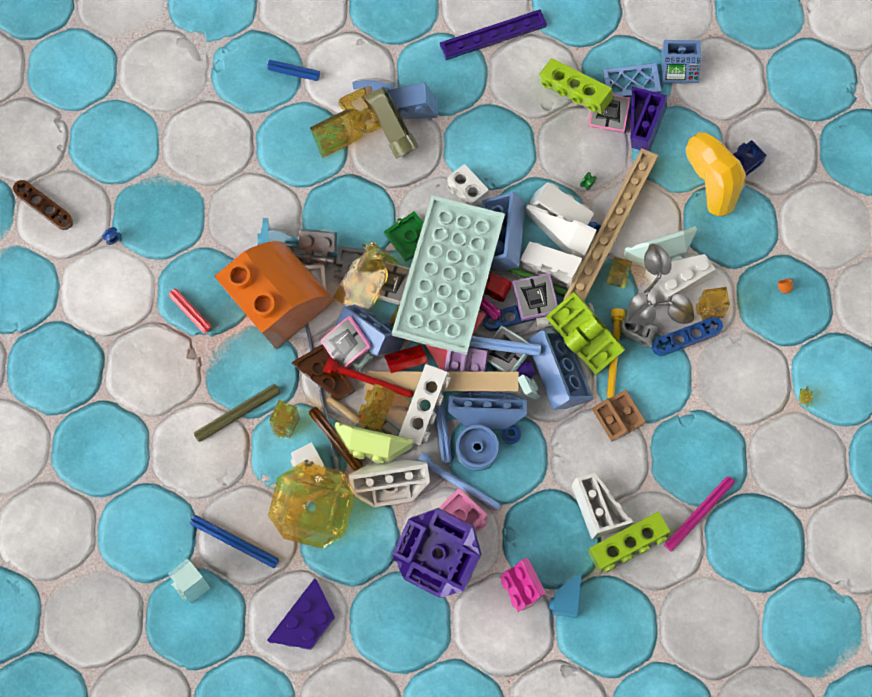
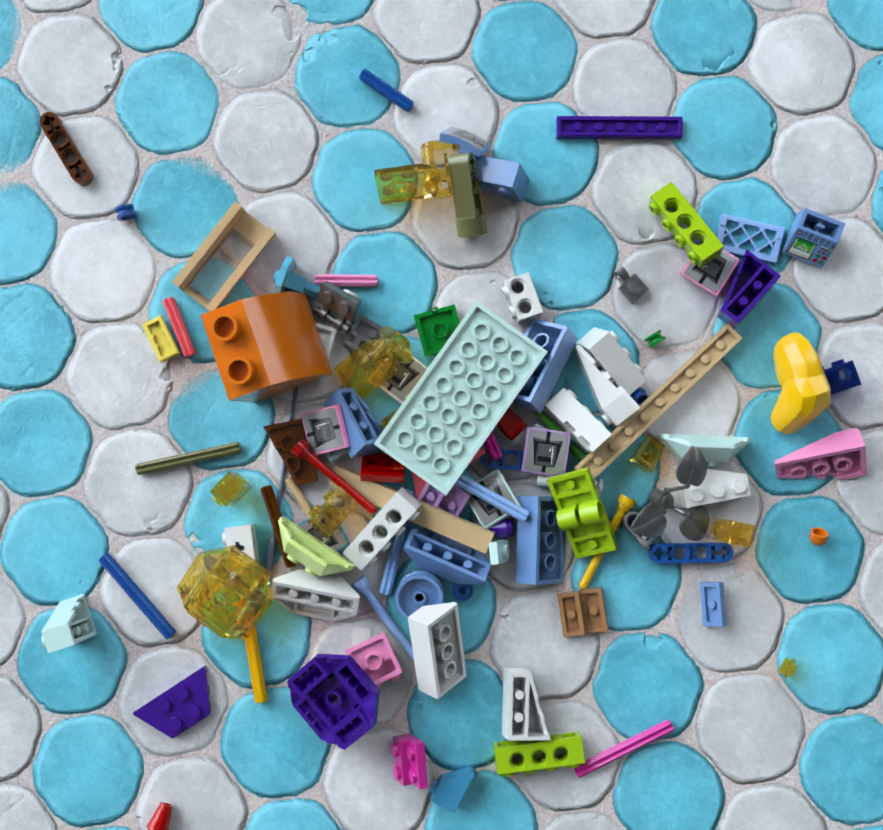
camera: 20 degrees right, 15 degrees up
(178, 324) = (161, 339): none -> light yellow plate
(208, 243) = (223, 257): none -> piece
(319, 224) = (343, 280): none -> bright pink axle
(359, 562) = (256, 668): none -> yellow axle
(508, 481) = (437, 648): none -> white slope
(552, 149) = (632, 286): none -> flat silver plate
(723, 368) = (713, 604): none -> medium blue plate
(768, 220) = (834, 455): none -> bright pink wedge

